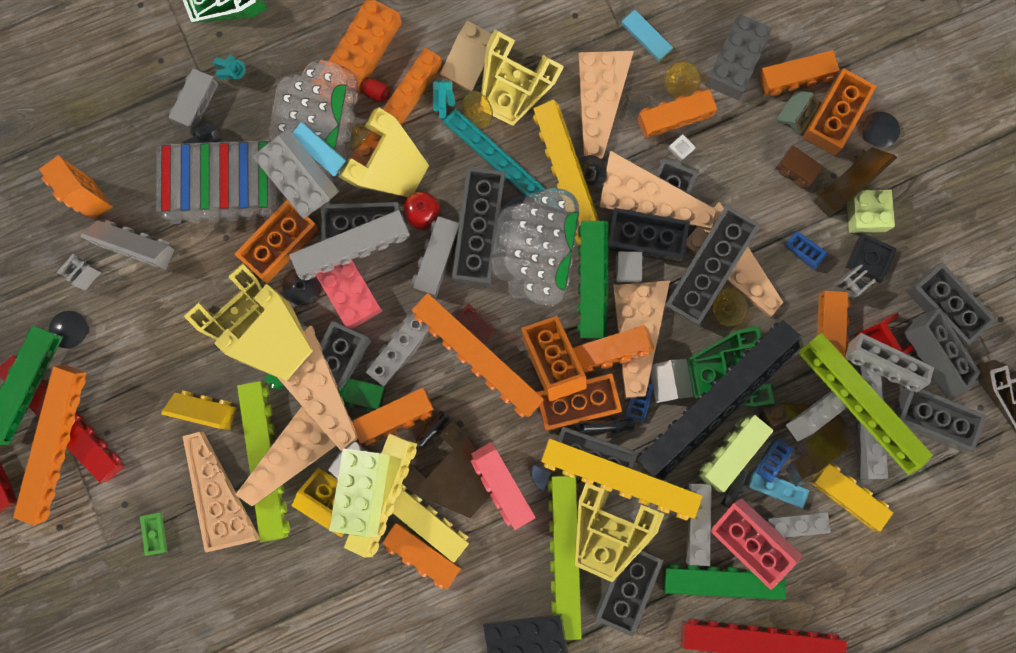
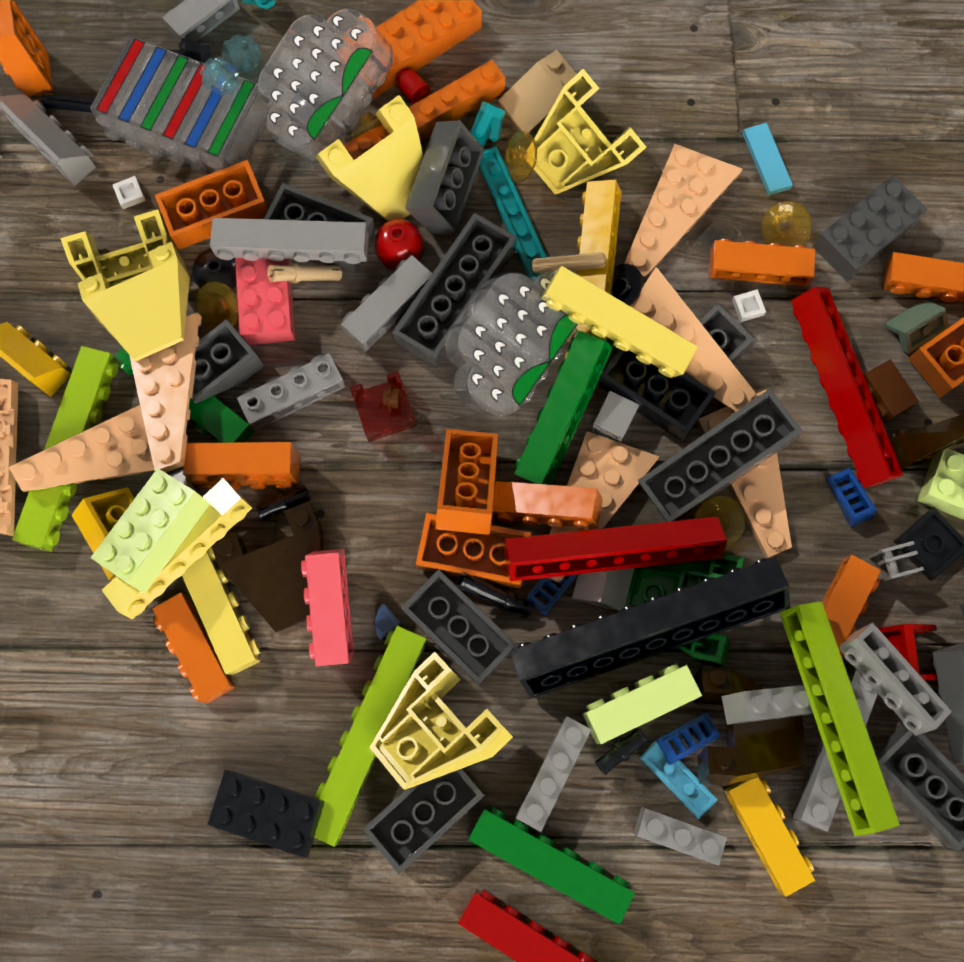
camera: 30 degrees right, 5 degrees down
(133, 209) = (67, 102): none -> black axle
(209, 258) = (129, 192): none -> white tile
(240, 119) = (241, 53): none -> clear light blue brick
(241, 148) = (219, 76): none -> clear light blue head
(295, 173) = (266, 129): light grey brick -> none
(311, 316) = (209, 304): none -> clear yellow dish
(319, 149) = (306, 113): medium azure tile -> none
(364, 265) = (296, 273): none -> tan pin
(433, 149) = (445, 178): none -> dark grey brick
(472, 323) = (392, 397): none -> reddish brown plate
(481, 359) = (376, 436): orange brick -> none
(548, 173) = (570, 262): none -> tan axle
(606, 204) = (618, 322): none -> light yellow brick
(621, 478) = (479, 666): yellow brick -> none
(672, 359) = (614, 548): none -> red brick
(756, 543) = (613, 832): coral brick -> none
(771, 177) = (846, 388): none -> red brick

